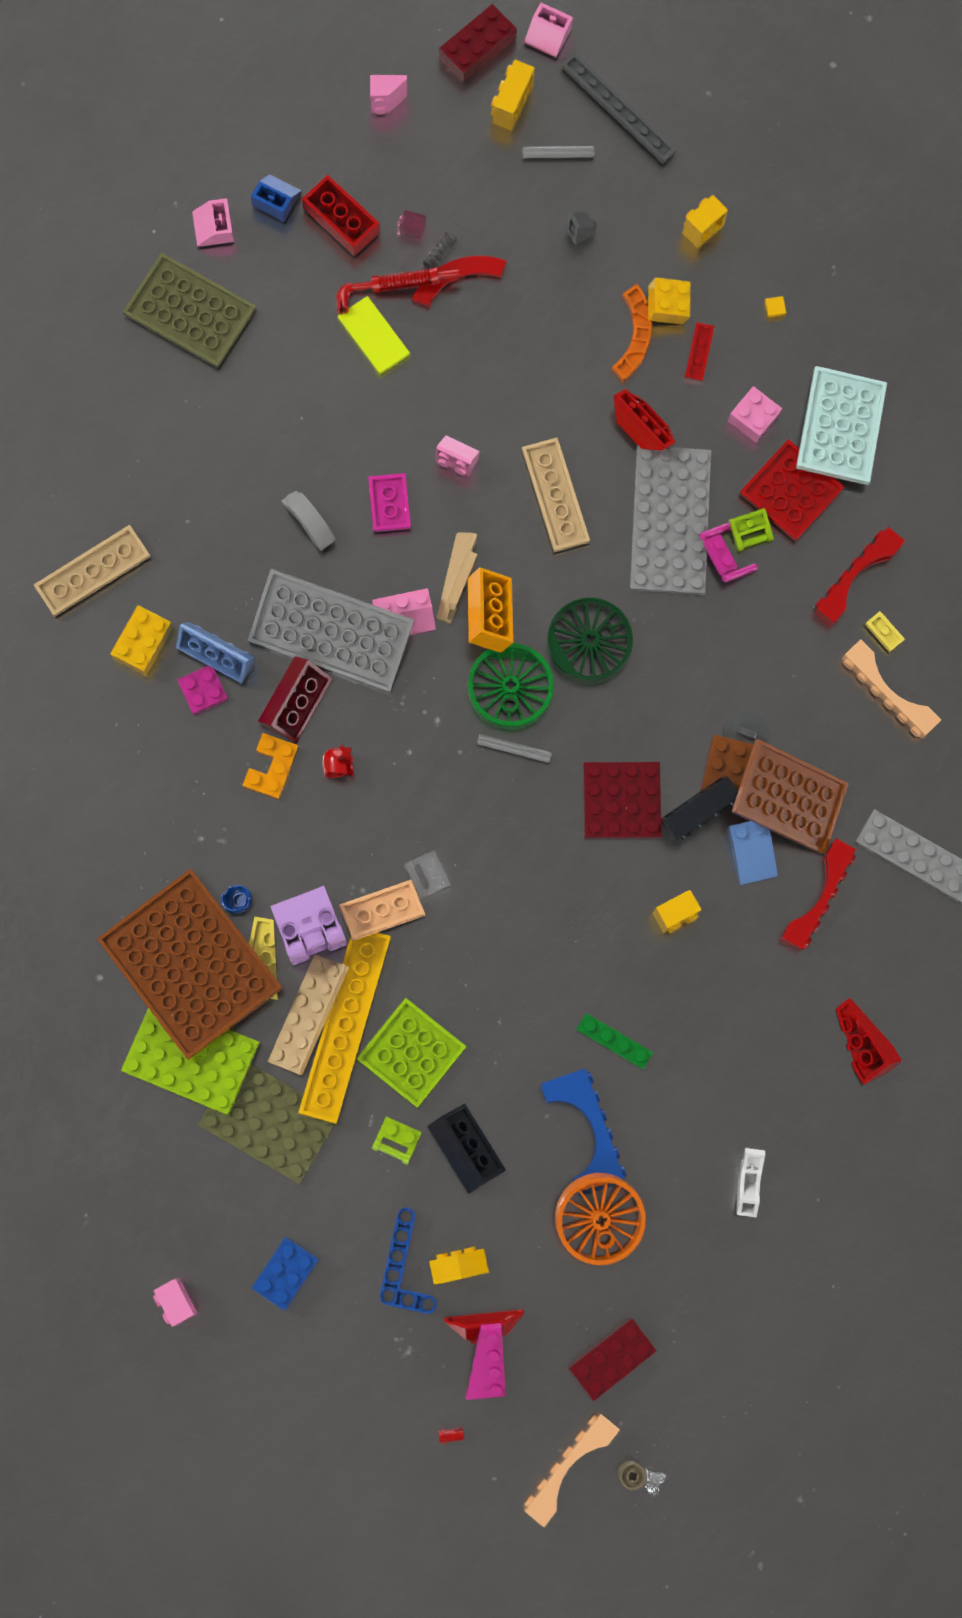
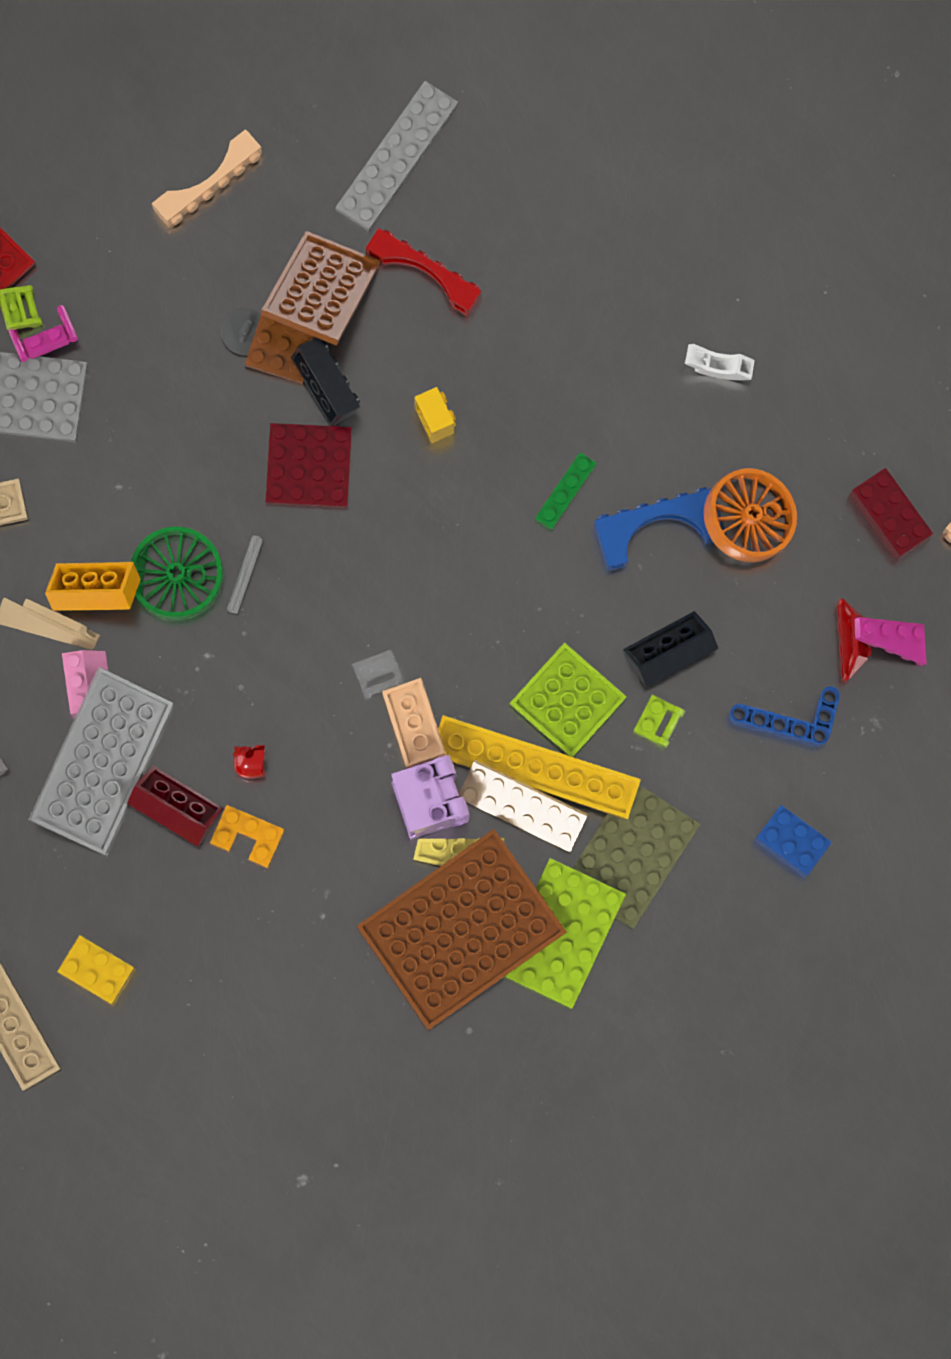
camera: 85 degrees left, 0 degrees up
(174, 1302) = (818, 955): bright pink brick -> none
(202, 689) = (155, 907): dark pink plate -> none
(214, 652) = (116, 889): medium blue slope -> none
(236, 899) = (393, 876): blue hair -> none
(458, 1265) = (793, 661): yellow brick -> none
(559, 657) = (147, 520): dark green piece -> none
(752, 852) = (374, 335): medium blue slope -> none
(869, 1048) = (584, 235): red wedge -> none
(883, 549) = (109, 227): red arch -> none
(884, 631) = (143, 179): light yellow plate -> none

